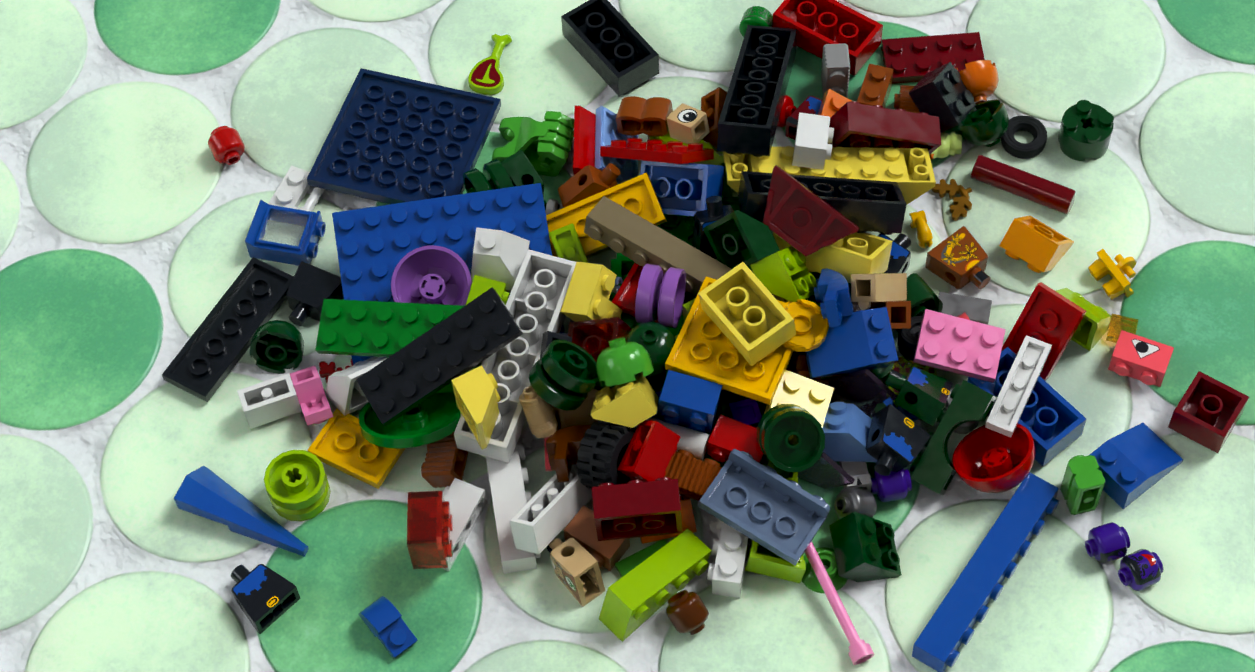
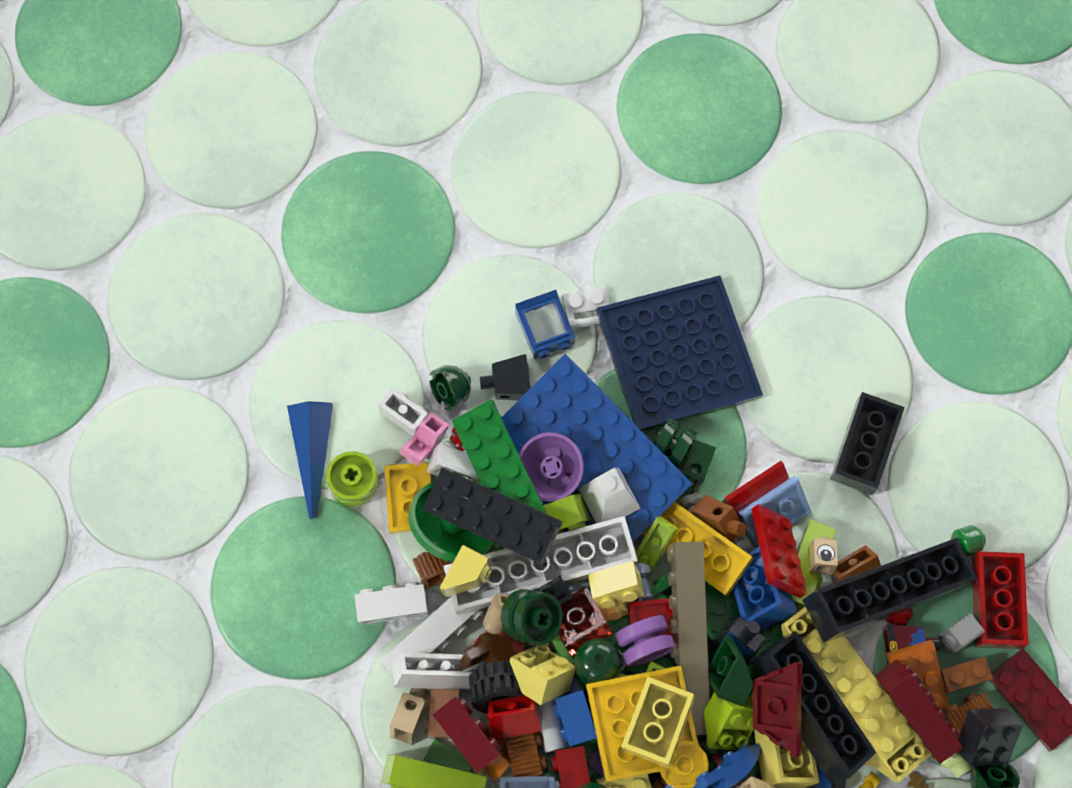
camera: 50 degrees right, 15 degrees up
(226, 145) = (589, 229): red head -> none
(228, 329) = (445, 342): black plate -> none
(262, 595) = (259, 513): black torso -> none
(388, 626) = (288, 614): blue brick -> none
(429, 530) = (362, 599): clear red brick -> none
(485, 75) = (779, 368): lime piece -> none
(543, 142) = (739, 449): bright green piece -> none
(622, 362) = (563, 655): bright green cylinder -> none
(643, 116) = (812, 515): dark orange brick -> none
(812, 141) = (863, 665): white brick -> none
(980, 79) = (1031, 752): orange cylinder -> none

